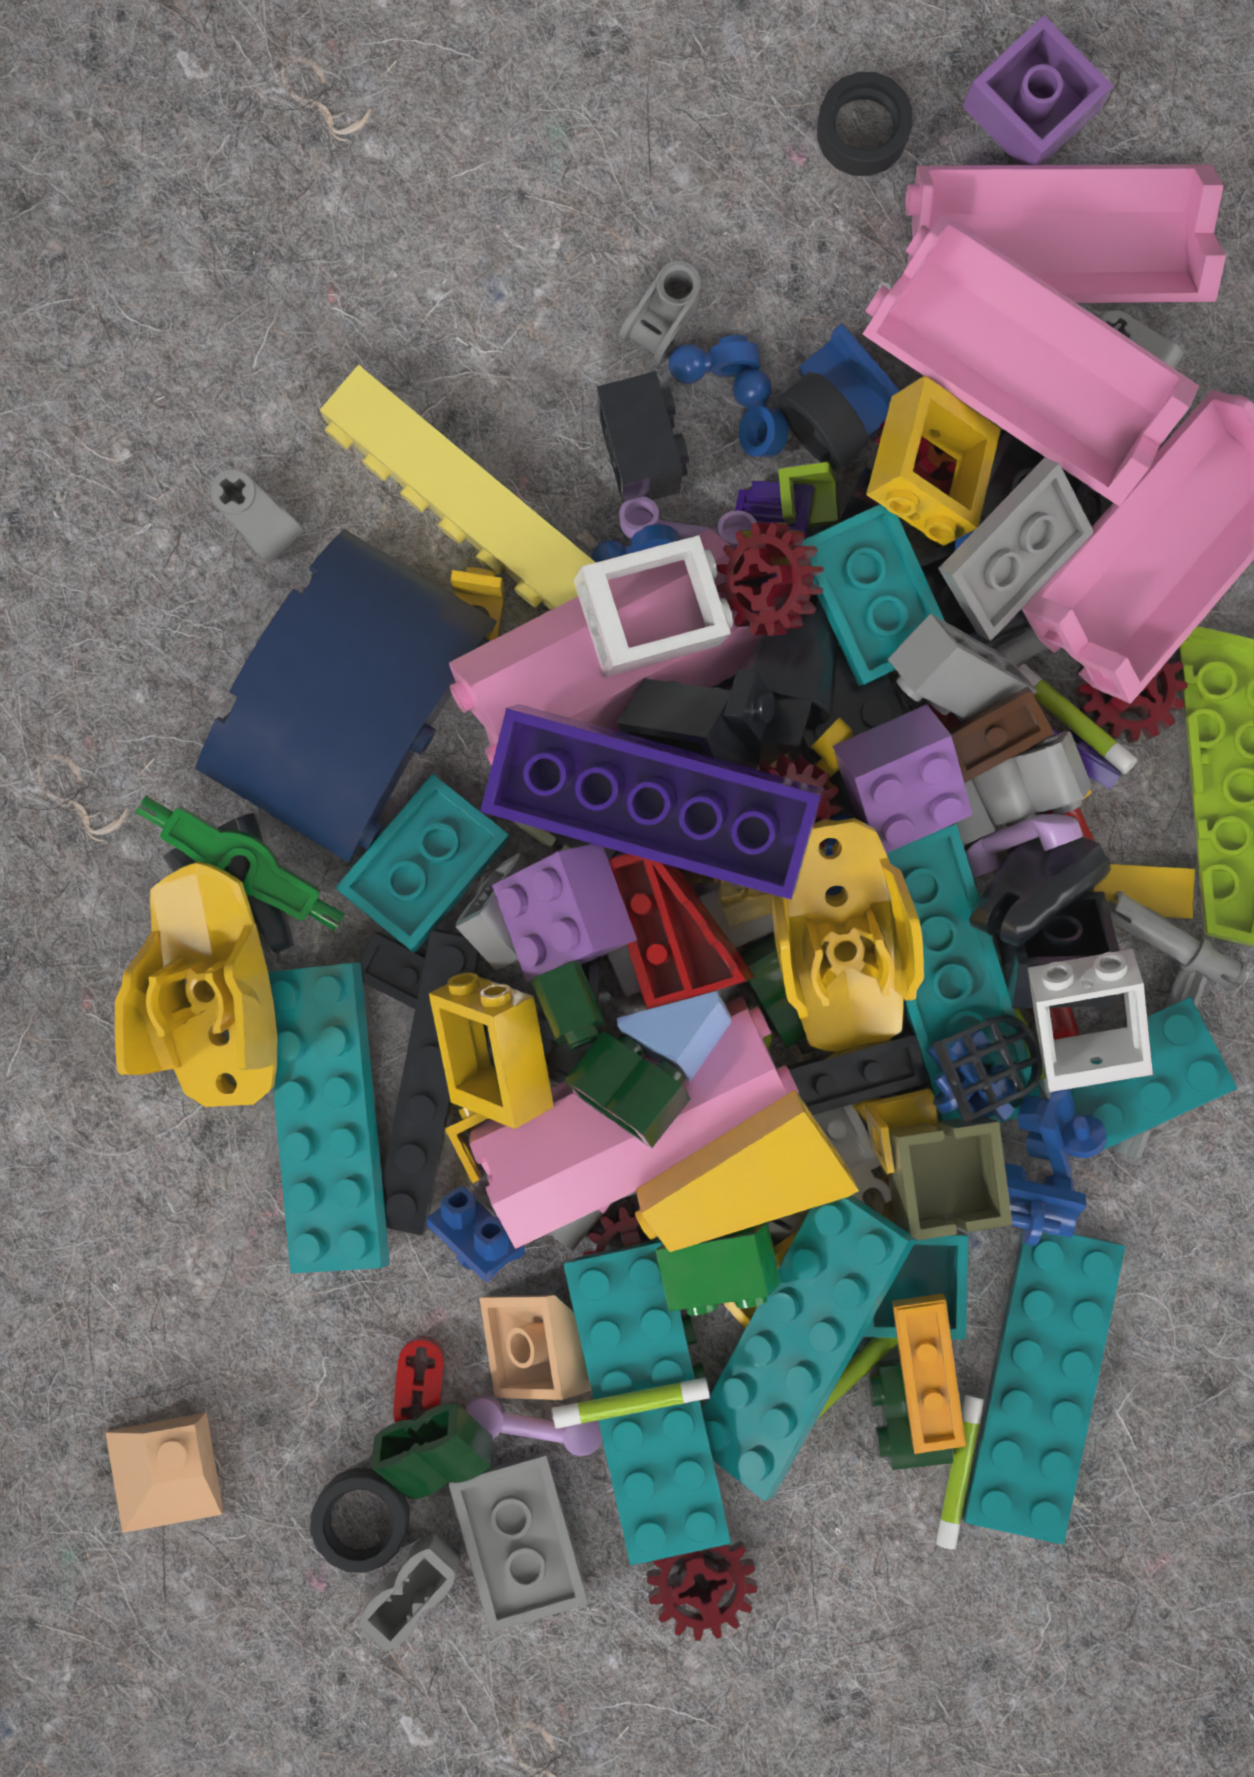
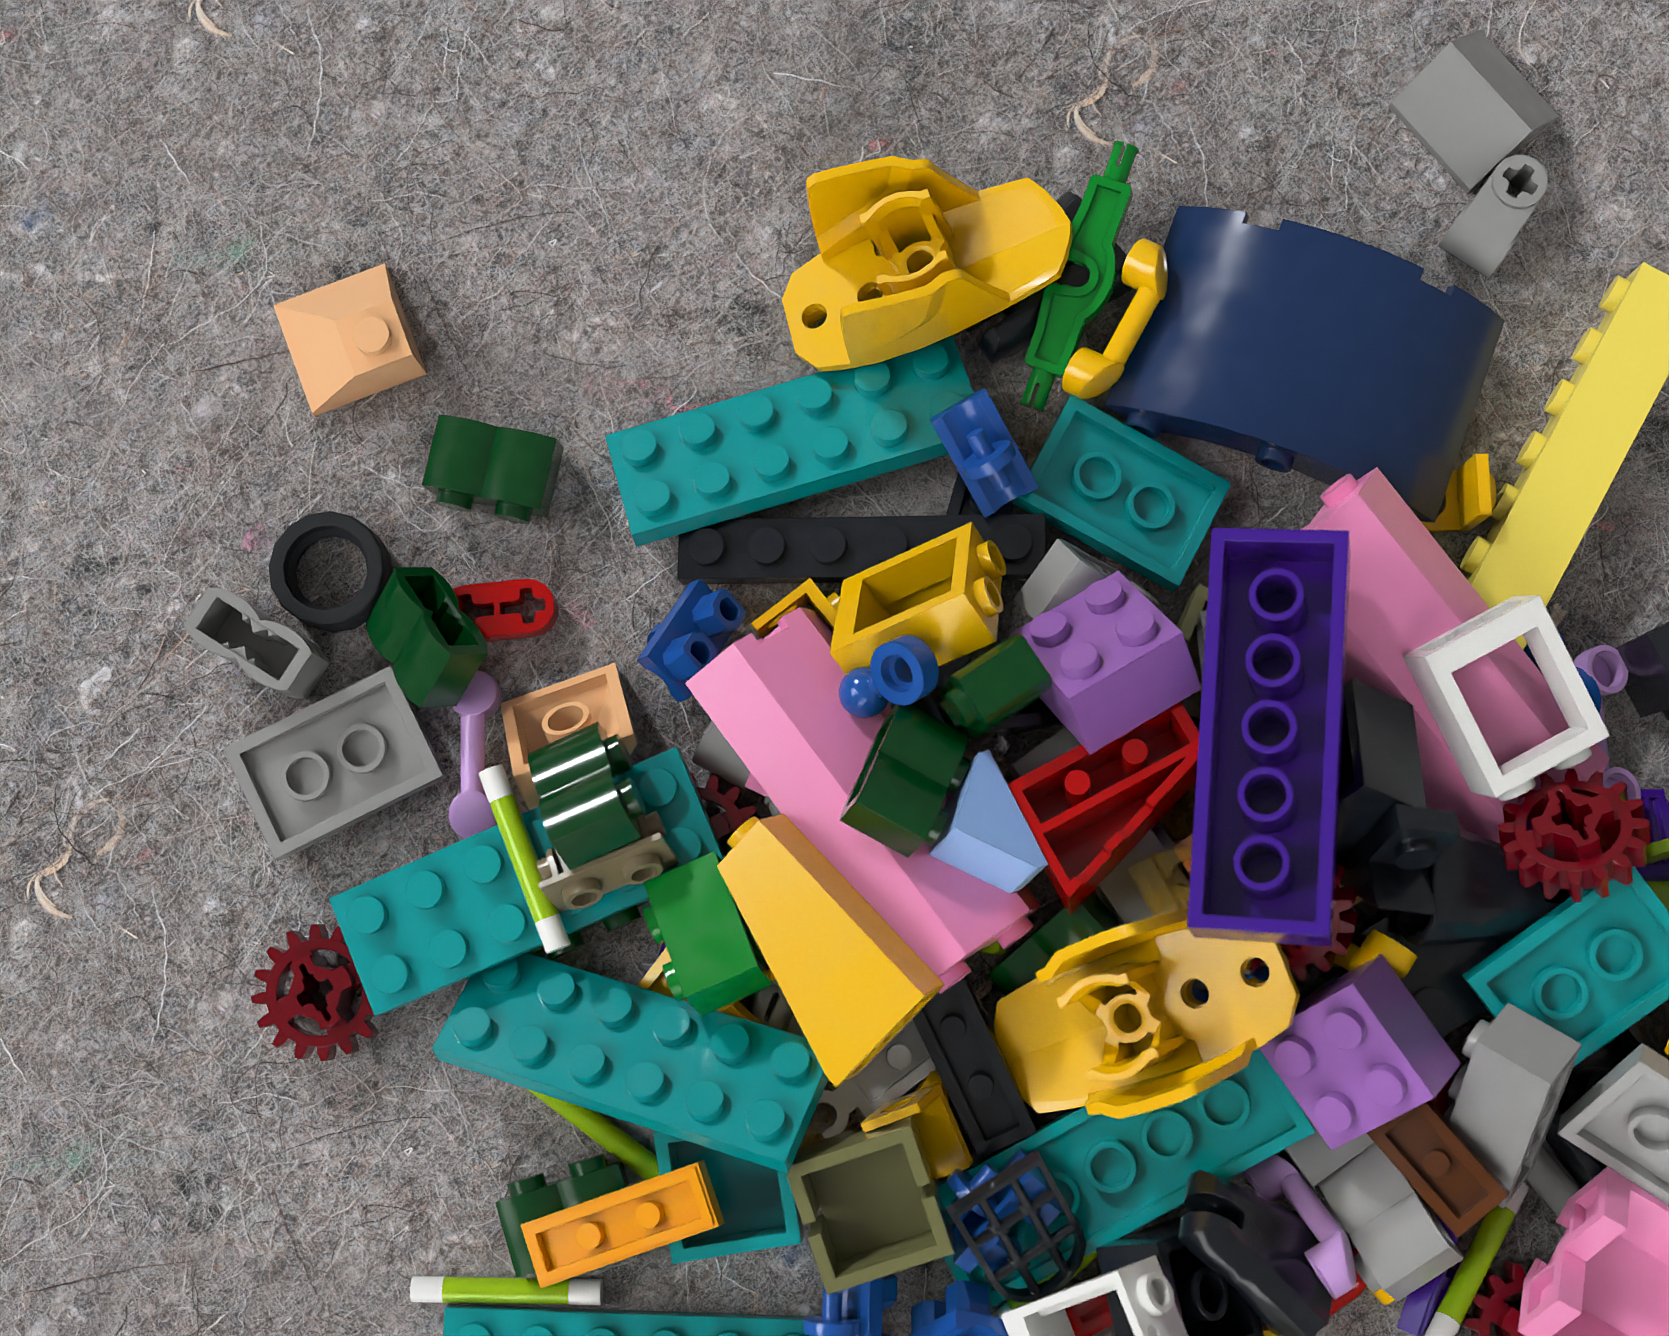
camera: 90 degrees right, 5 degrees down
(159, 510) = (1472, 109): none -> light grey slope
(299, 1371) = (492, 468): none -> dark green brick
(321, 867) = (1094, 373): none -> yellow bar
(372, 971) = (983, 452): none -> blue hips
(543, 1078) = (898, 673): none -> blue plate
(591, 1345) = (586, 795): none -> dark green brick
(652, 1361) = (623, 866): none -> dark tan hinge

